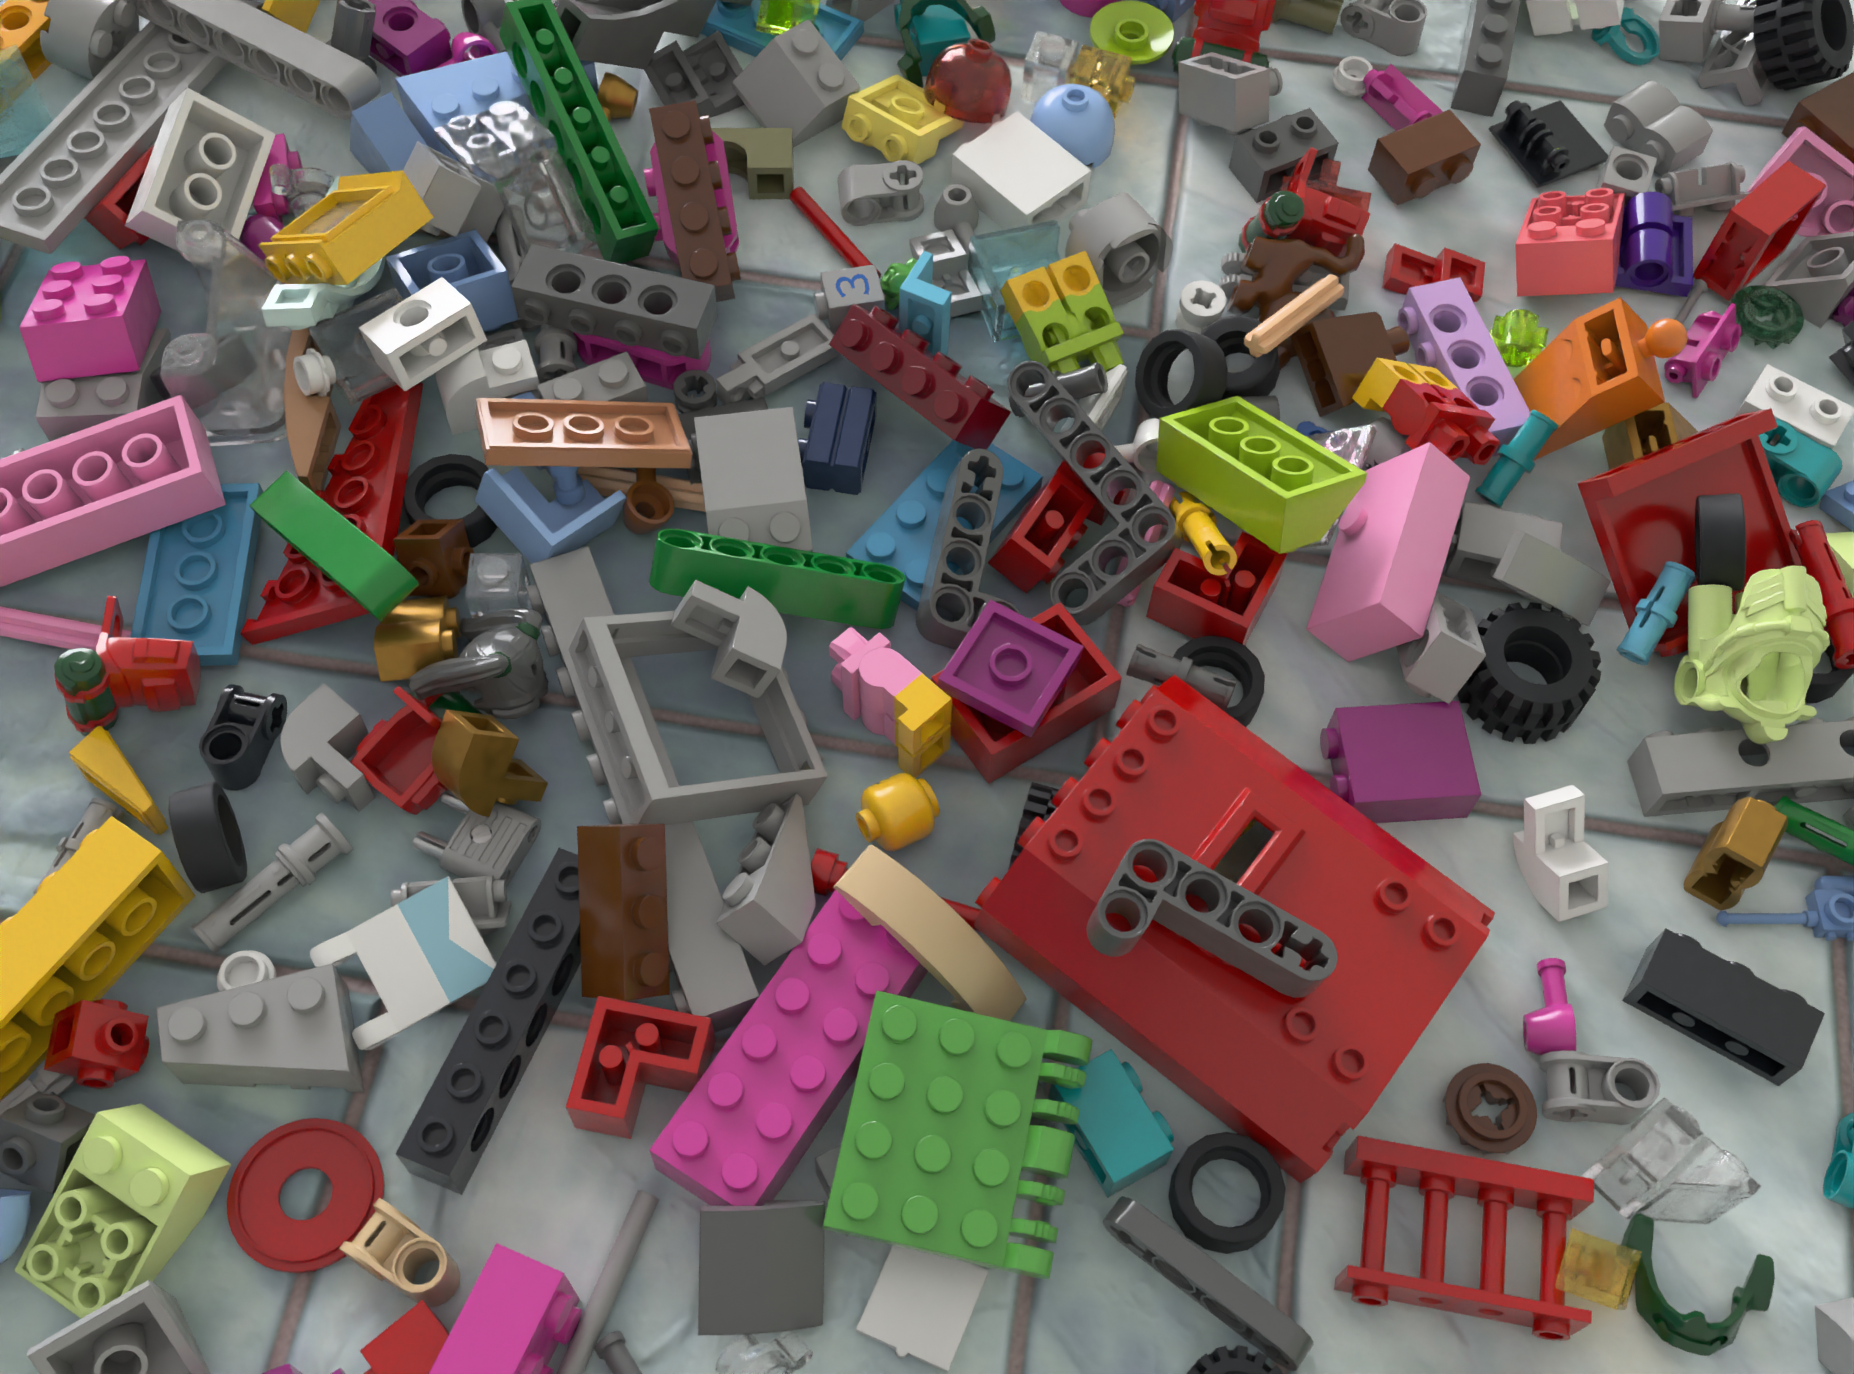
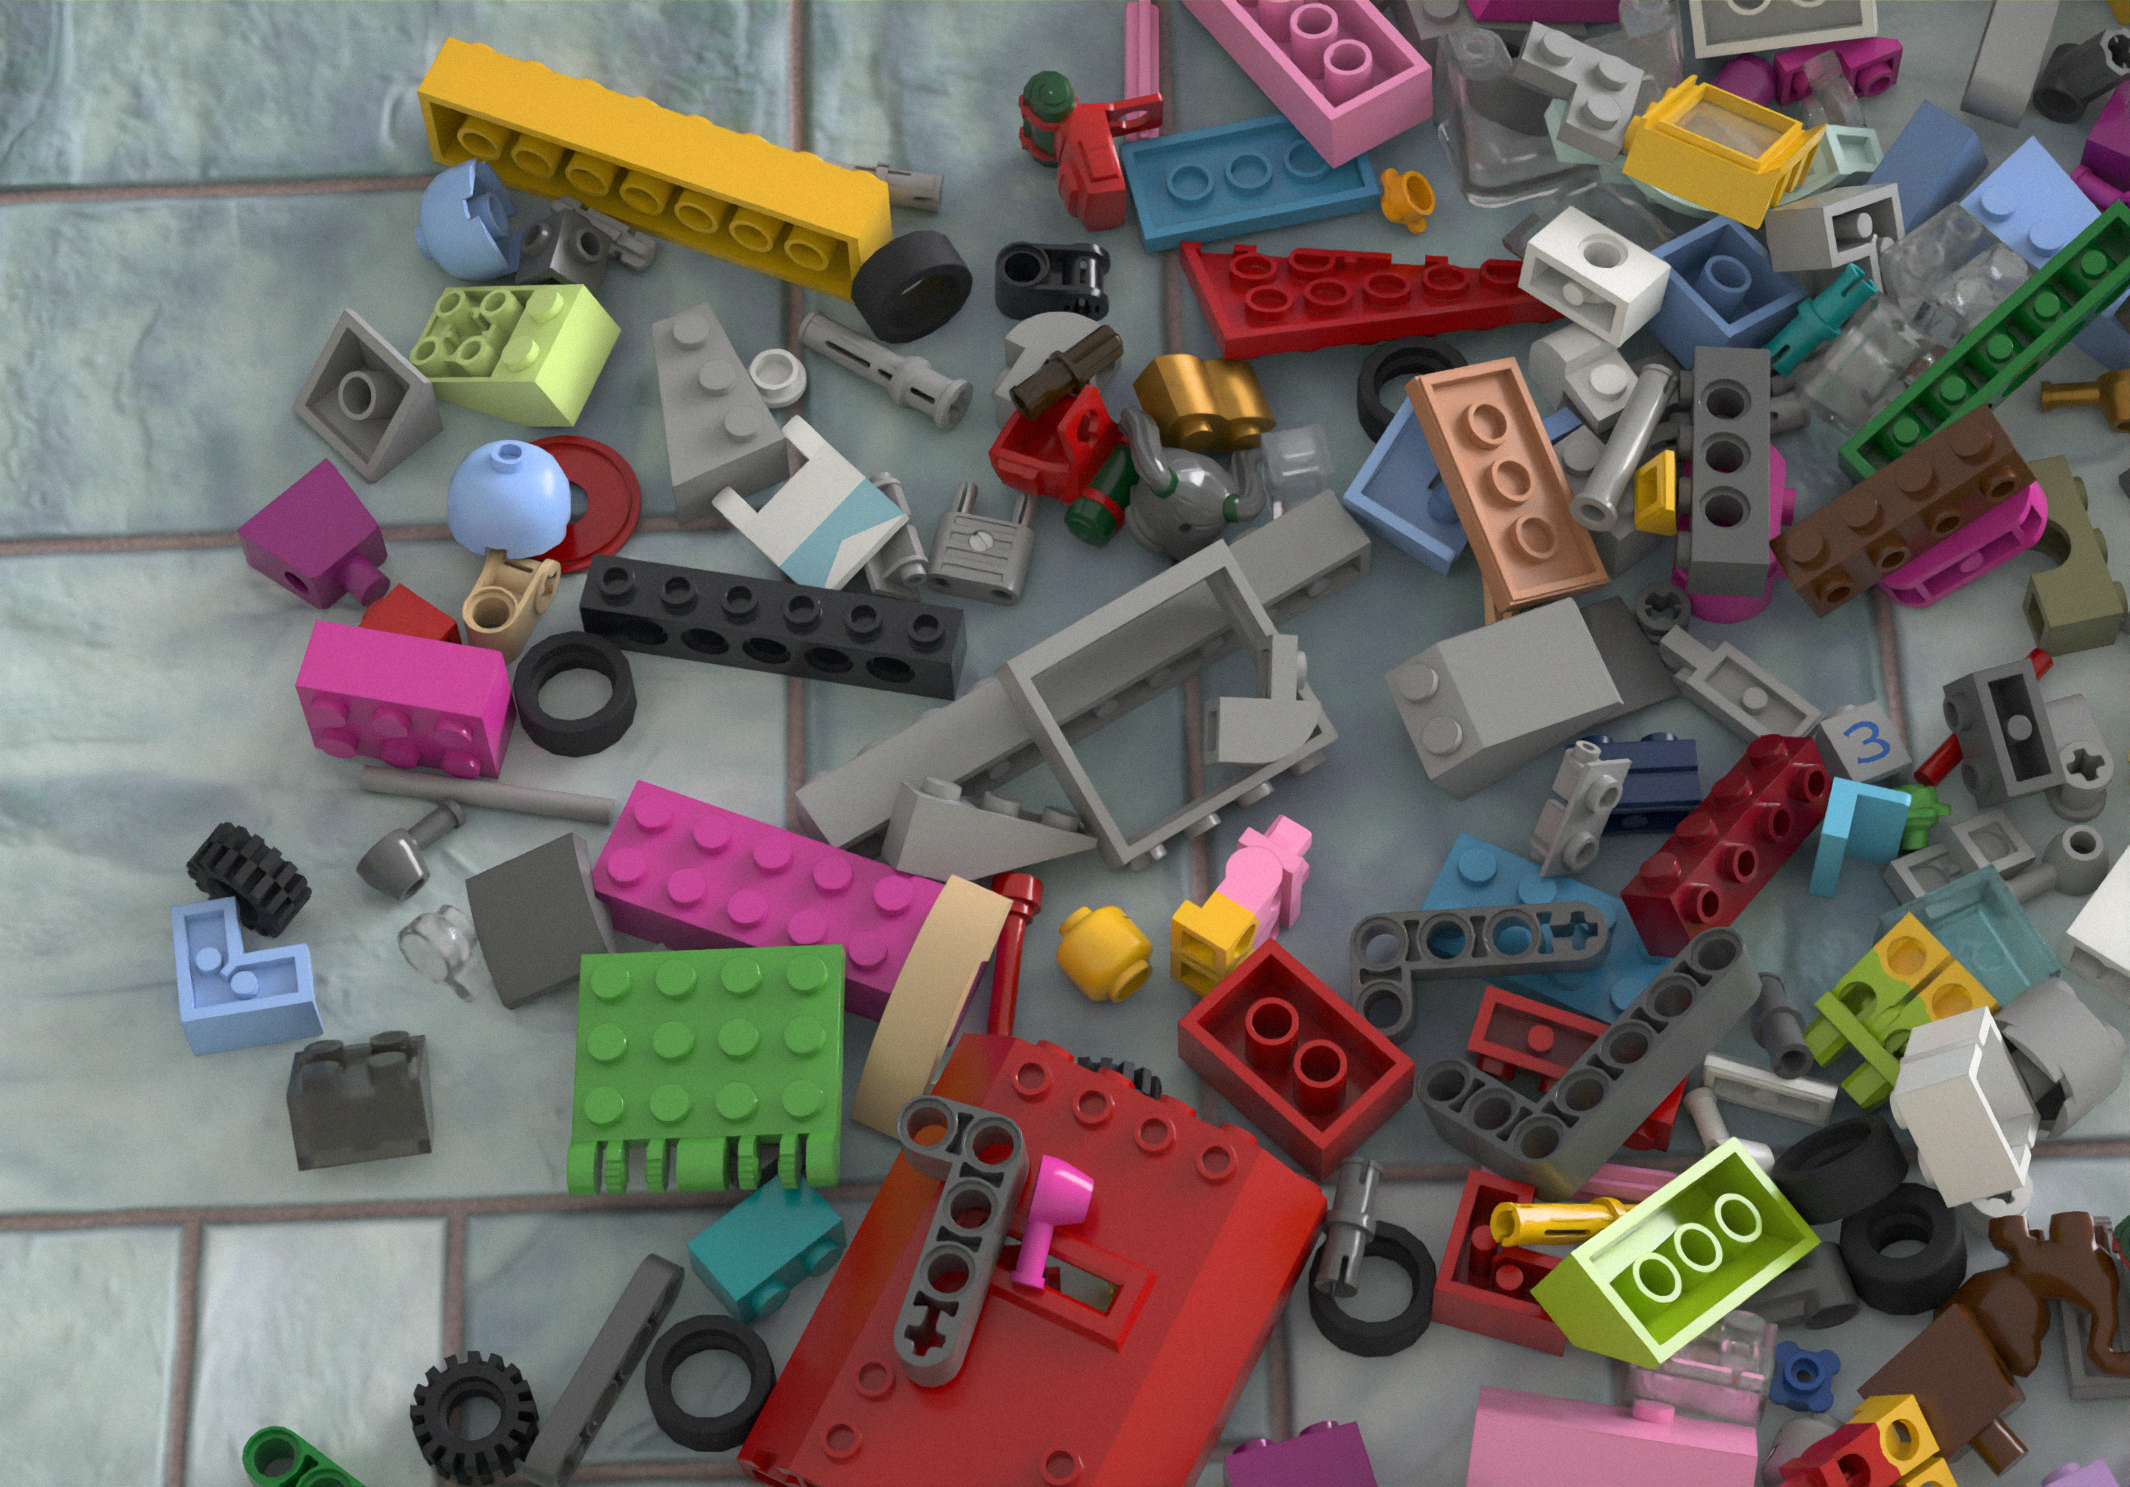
camera: 85 degrees right, 0 degrees up
(97, 1042) = (666, 250): red brick -> none
(110, 772) = (975, 185): yellow slope -> none
(261, 281) = (1597, 87): none -> light grey plate
(267, 467) = (1407, 199): none -> light orange plate
(304, 1230) = (509, 500): none -> light blue cylinder
(310, 420) = (1475, 217): medium nougat slope -> none
(314, 373) = (1525, 191): white plate -> none
(334, 546) = (1284, 280): green beam -> none
(354, 726) = (1066, 372): none -> dark brown axle
(436, 556) = (1316, 388): reddish brown brick -> none
(477, 764) = (1041, 512): pearl gold brick -> none
(505, 218) = (1820, 319): none -> teal pin
(505, 1165) = (565, 653): none -> black tyre
(577, 355) = (1606, 485): none -> light grey pin
(623, 911) = (897, 686): reddish brown brick -> none
(625, 341) = (1656, 495): none -> yellow slope
(633, 1048) = (738, 738): red brick -> none
(649, 499) = (1470, 581): dark orange bar -> none
(788, 578) = (1376, 752): green beam -> none
(855, 446) = (1570, 835): none -> light grey hinge
(868, 210) = (2003, 734): none -> dark grey brick
(922, 1305) = (530, 1099): white piece -> none
(1010, 668) = (1289, 1011): magenta plate -> none
(1165, 283) = (1965, 1107): none -> white piece
(1189, 832) = (1058, 1199): none -> dark pink bar
(1293, 315) = (1974, 1290): light nougat axle -> none

